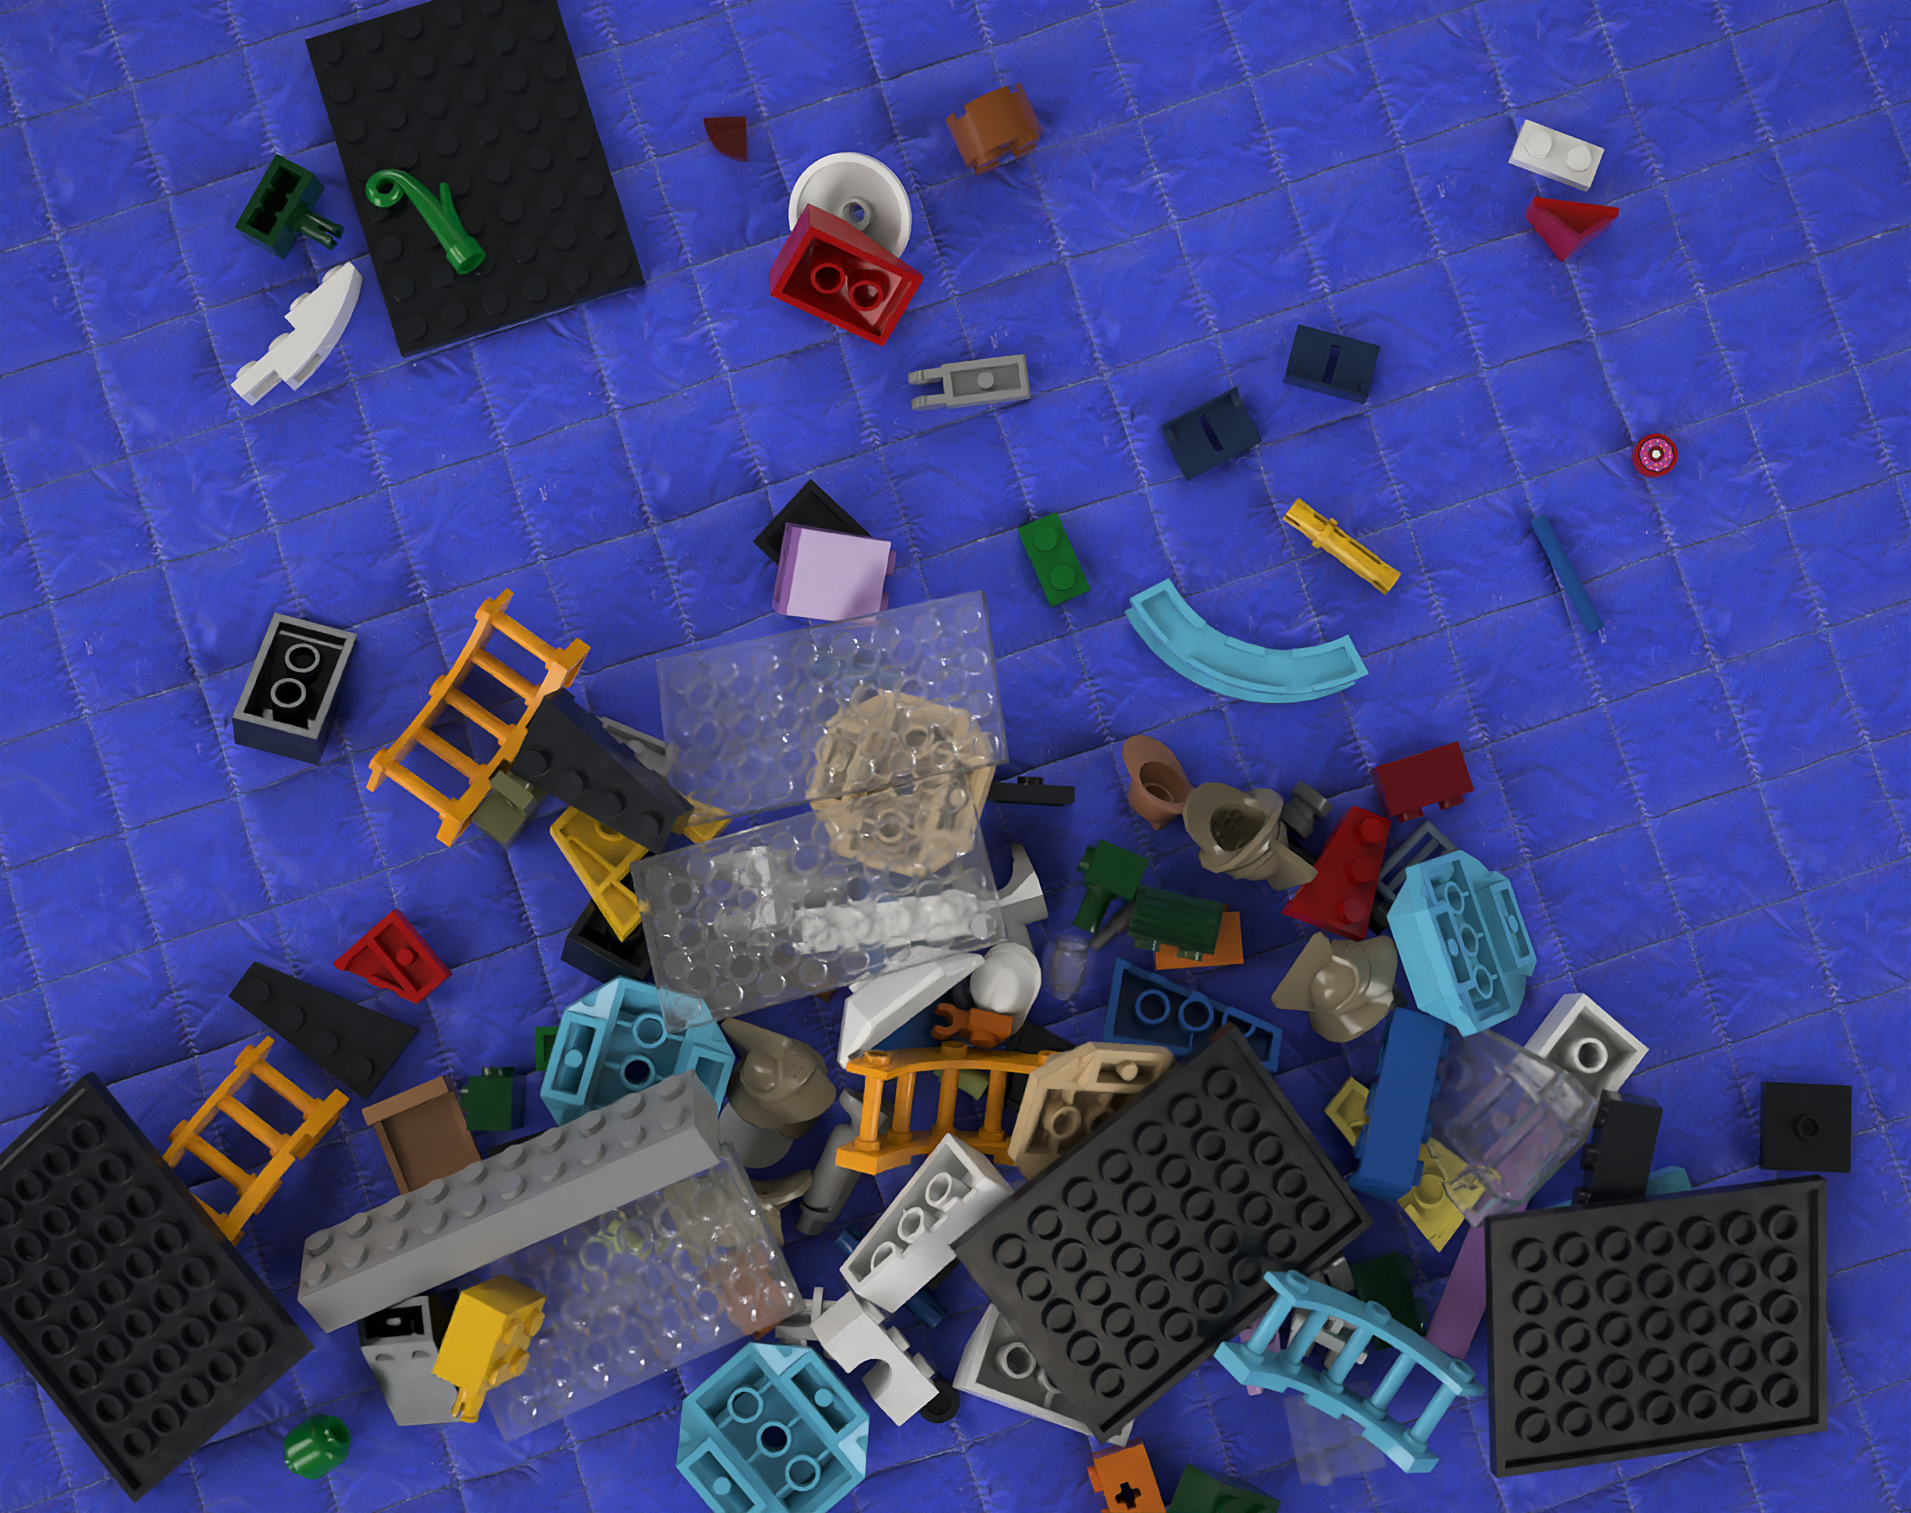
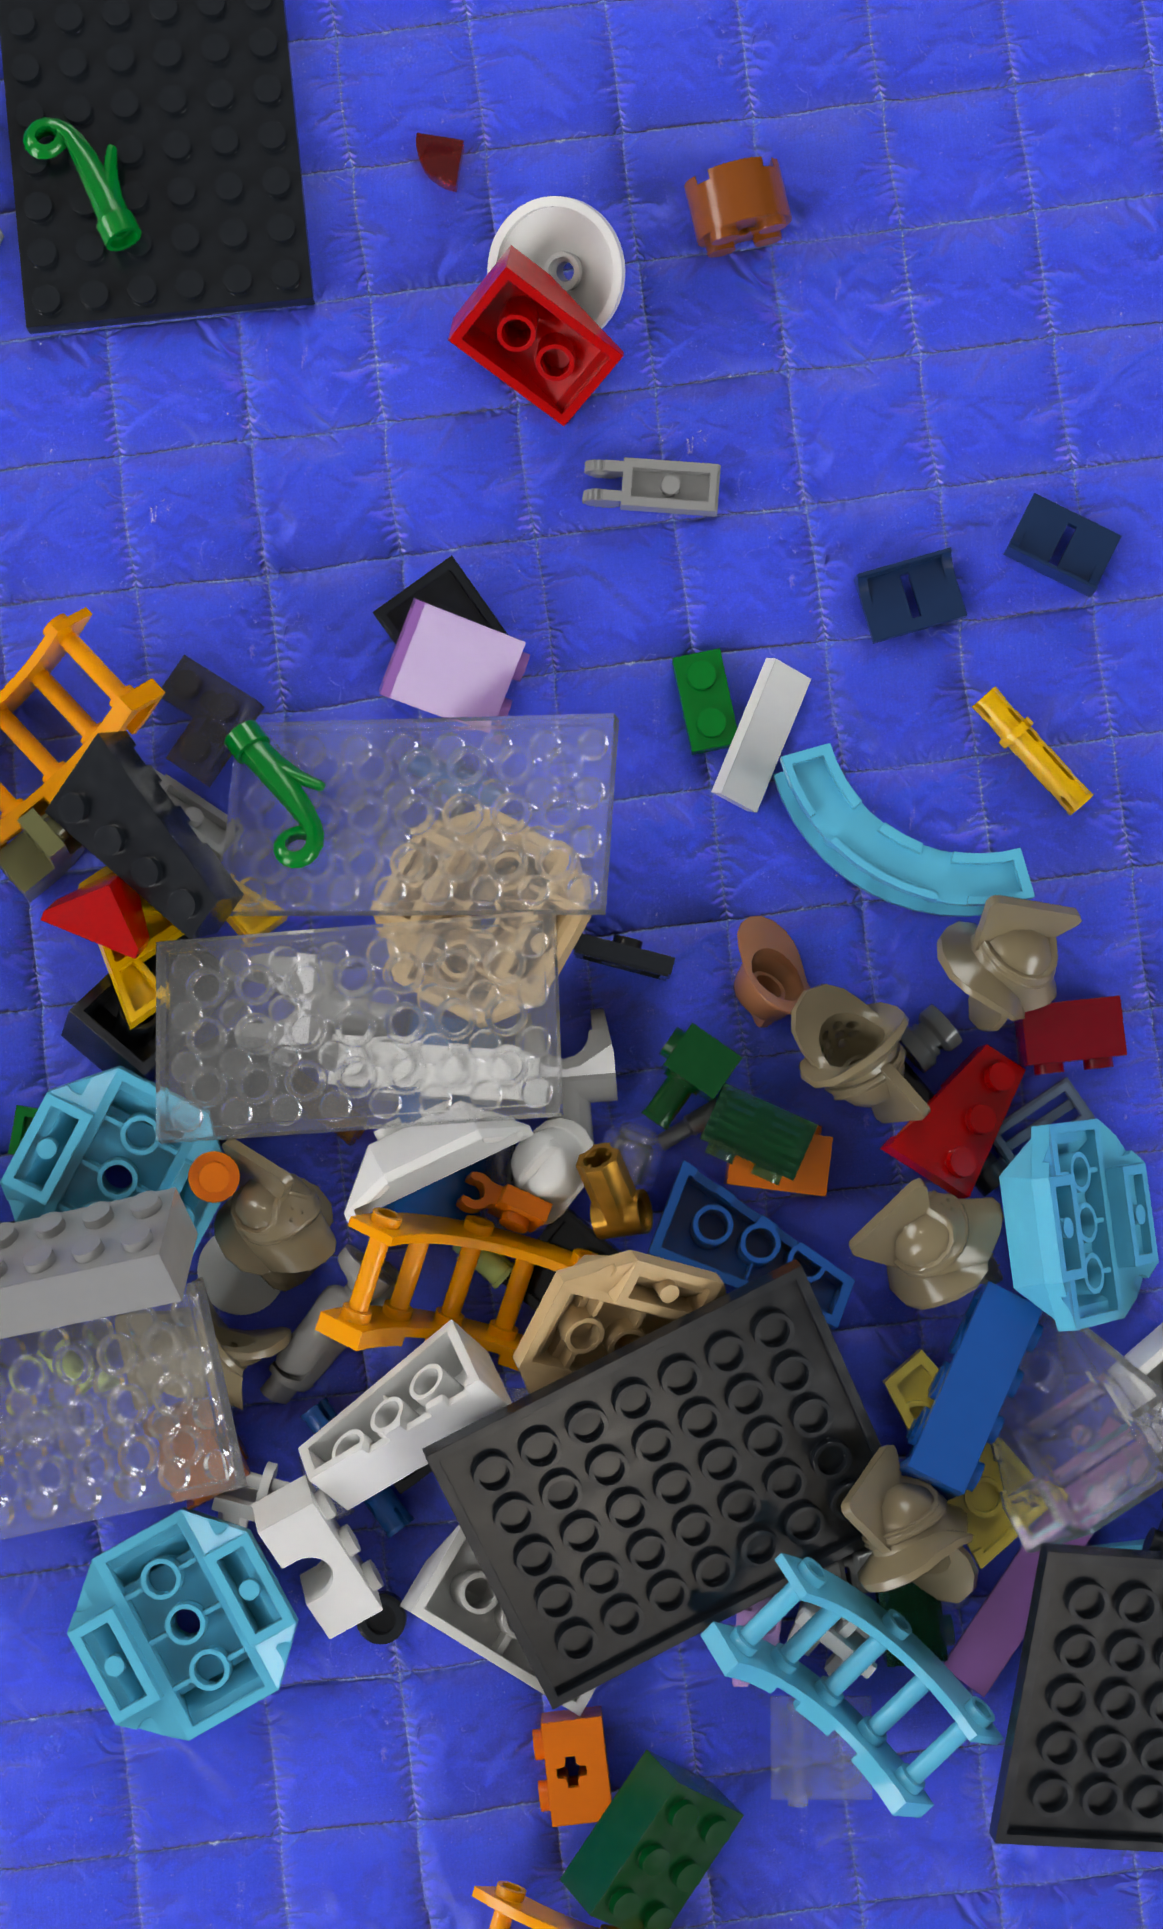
camera: 15 degrees right, 0 degrees up
(578, 847) = (103, 913): none -> red slope
(639, 660) = (214, 710): none -> clear smoke plate
(674, 679) = (284, 780): none -> green plant
(721, 1053) = (213, 1176): none -> orange plate
(1065, 1004) = (616, 1204): none -> pearl gold piece
(1107, 579) = (761, 735): none -> white tile
(1355, 729) = (1006, 958): none -> dark tan helmet
(1372, 1232) = (909, 1532): none -> dark tan helmet

